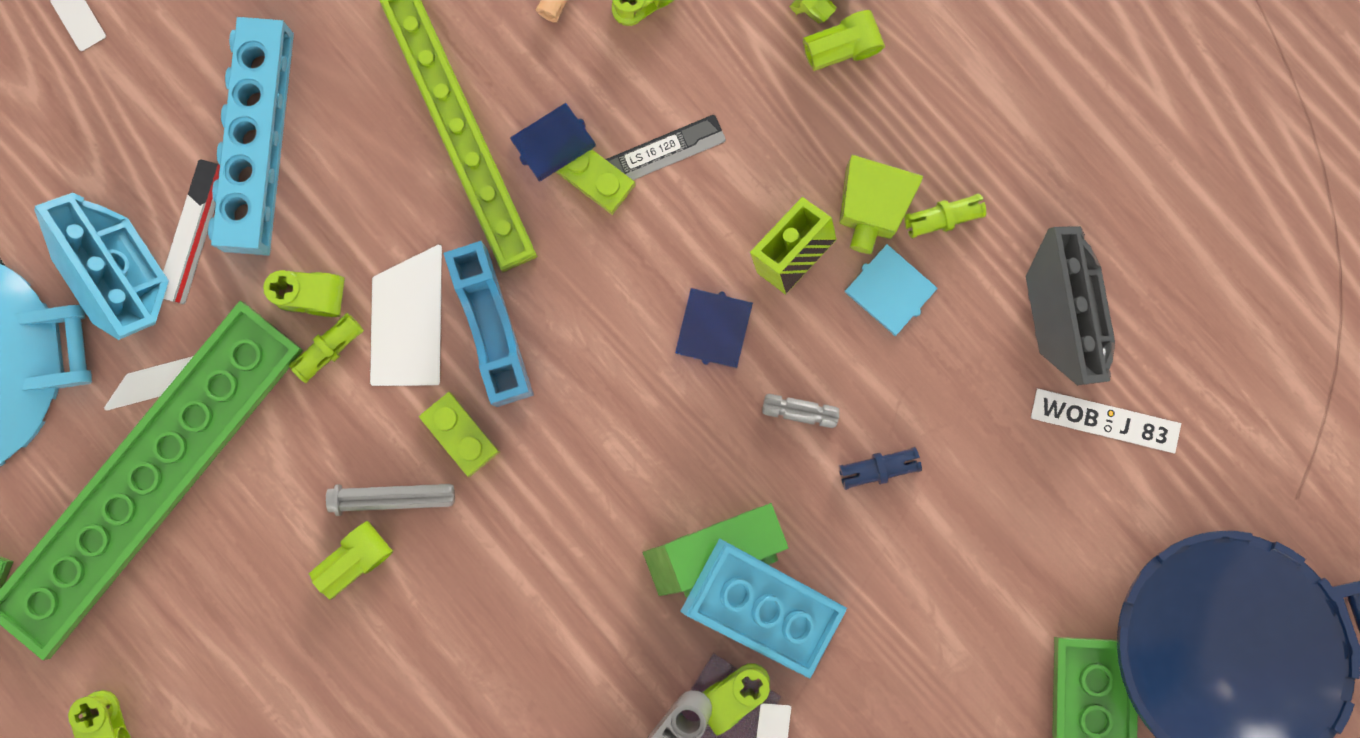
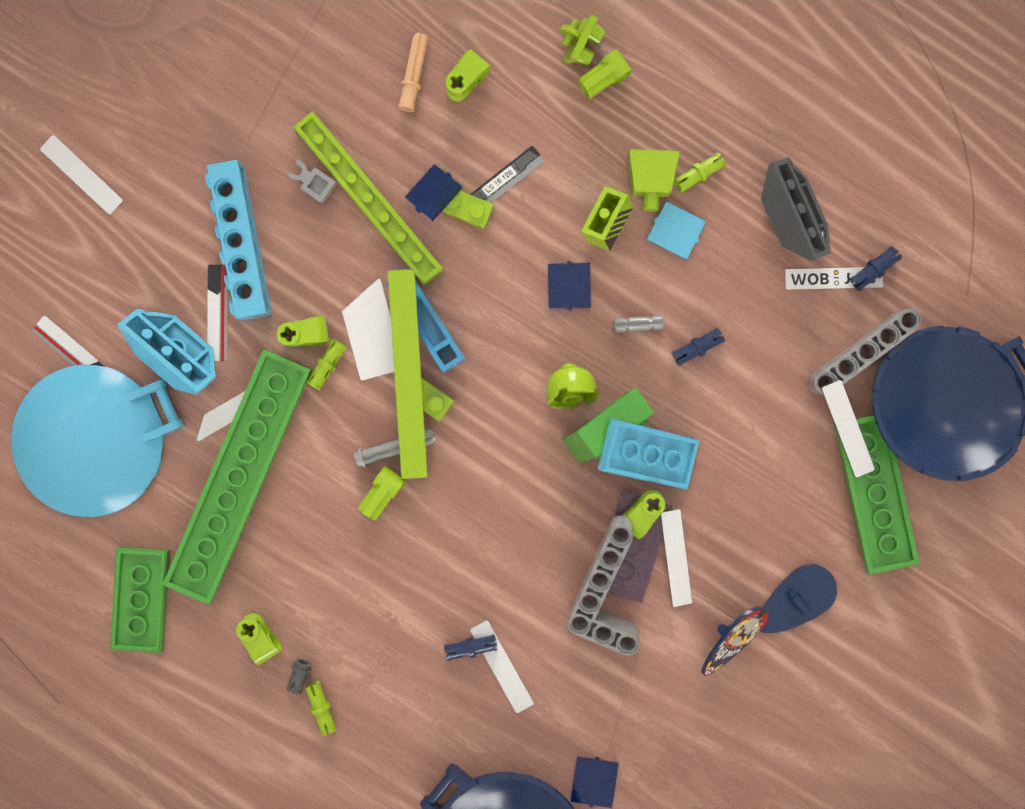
camera: 20 degrees left, 5 degrees up
(385, 84) = (314, 183): none -> light grey plate
(438, 393) = (407, 373): none -> lime tile
(675, 476) = (571, 386): none -> lime cylinder
(1074, 651) = (848, 428): none -> white sticker
(1143, 537) = (873, 342): none -> light grey beam
(1170, 422) = (875, 268): none -> dark blue pin

